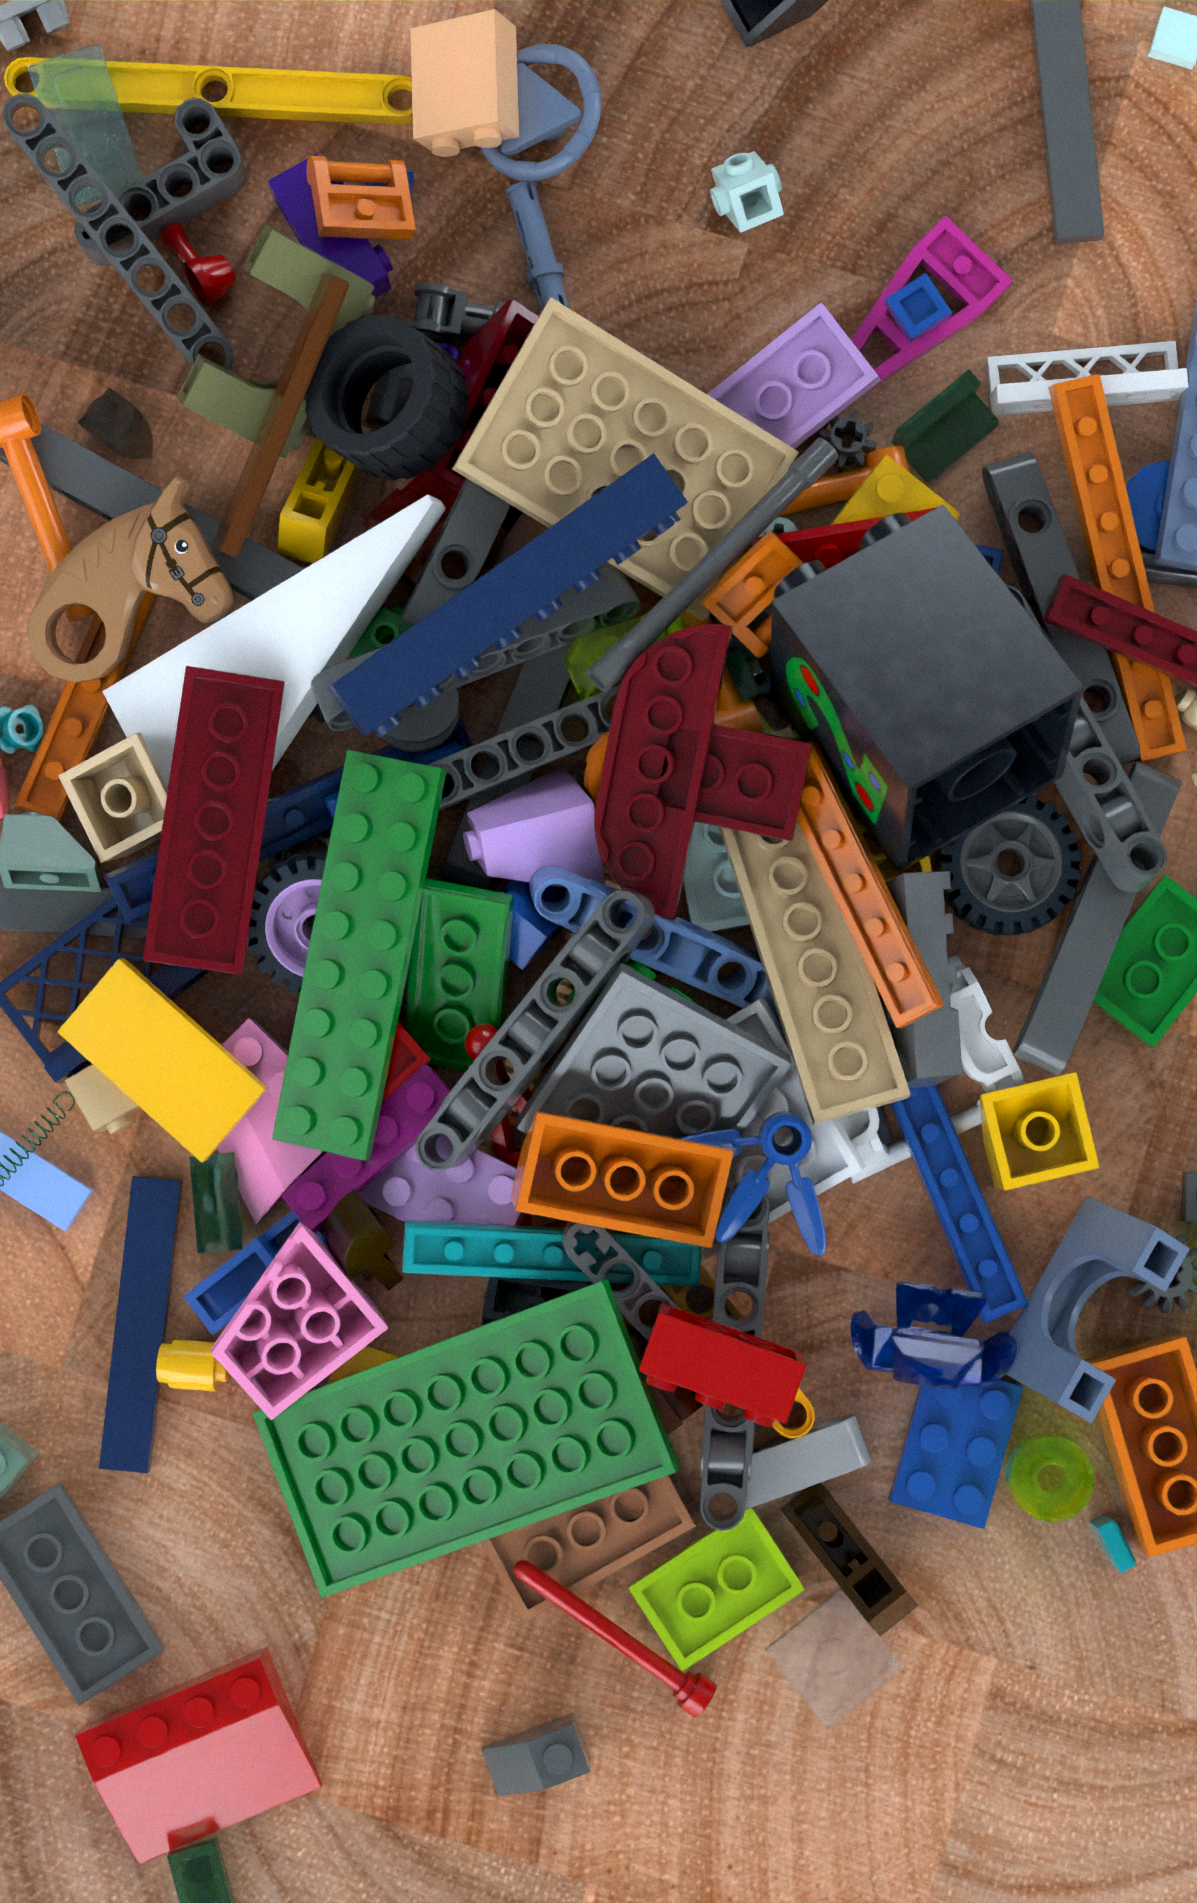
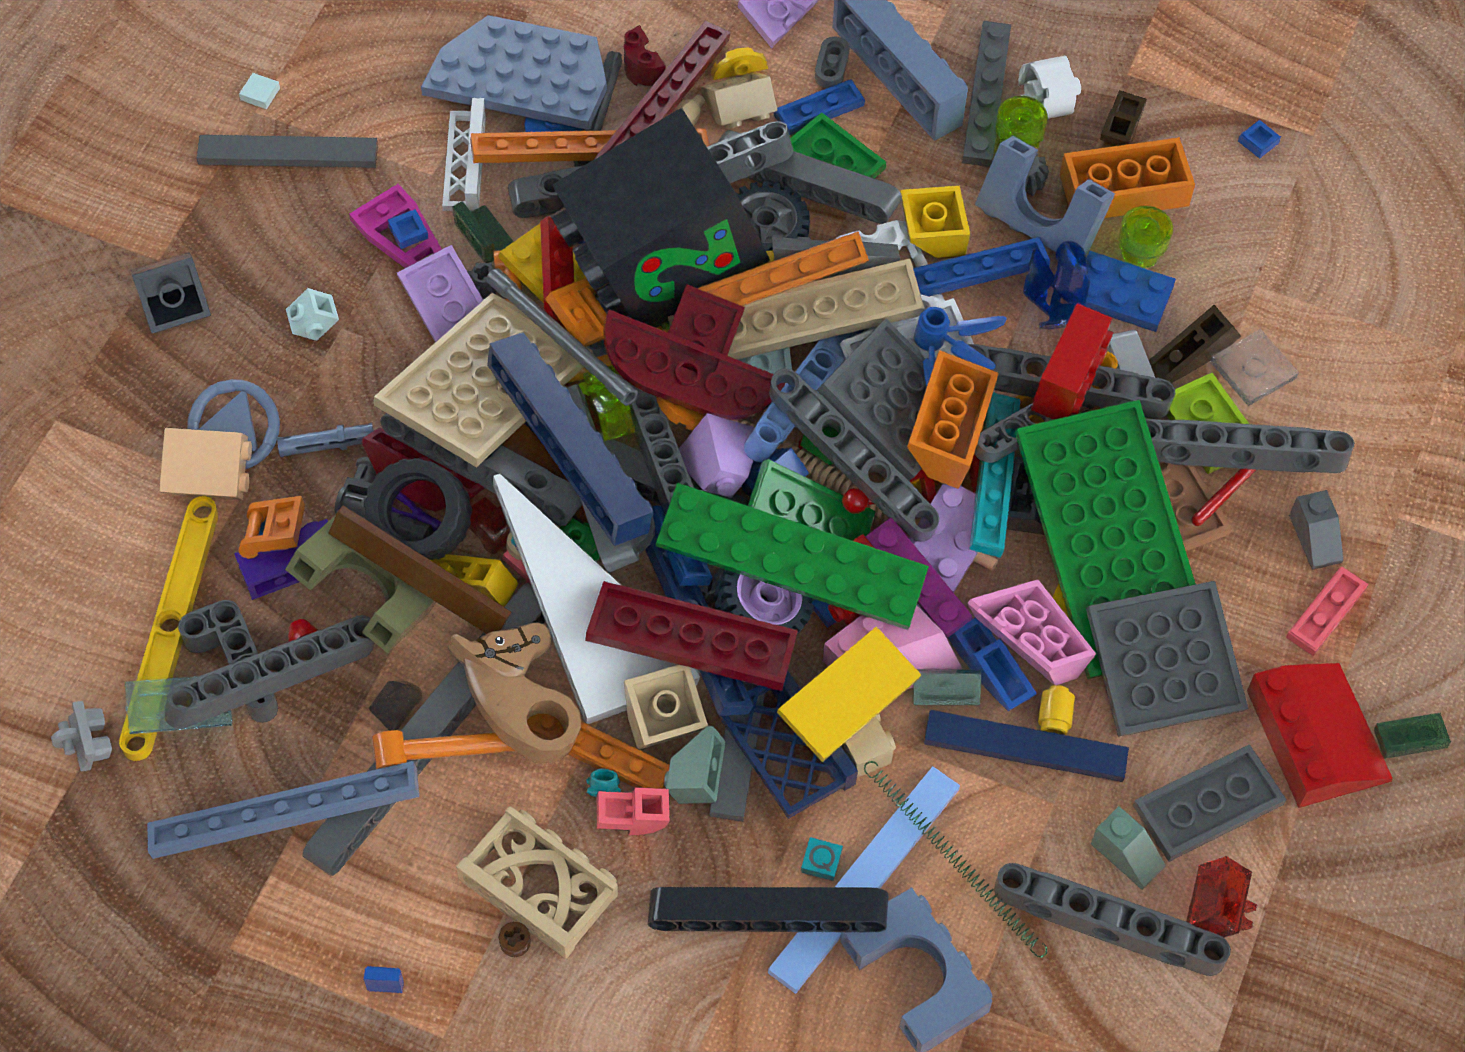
camera: 85 degrees left, 25 degrees down
(283, 1526) = (1166, 658): none -> dark grey plate
(361, 1241) = (975, 581): dark brown brick -> none
(408, 1770) = (1327, 611): none -> coral tile
(656, 1645) = (1250, 446): none -> dark grey beam
(1113, 1543) = (1186, 213): teal tile -> none

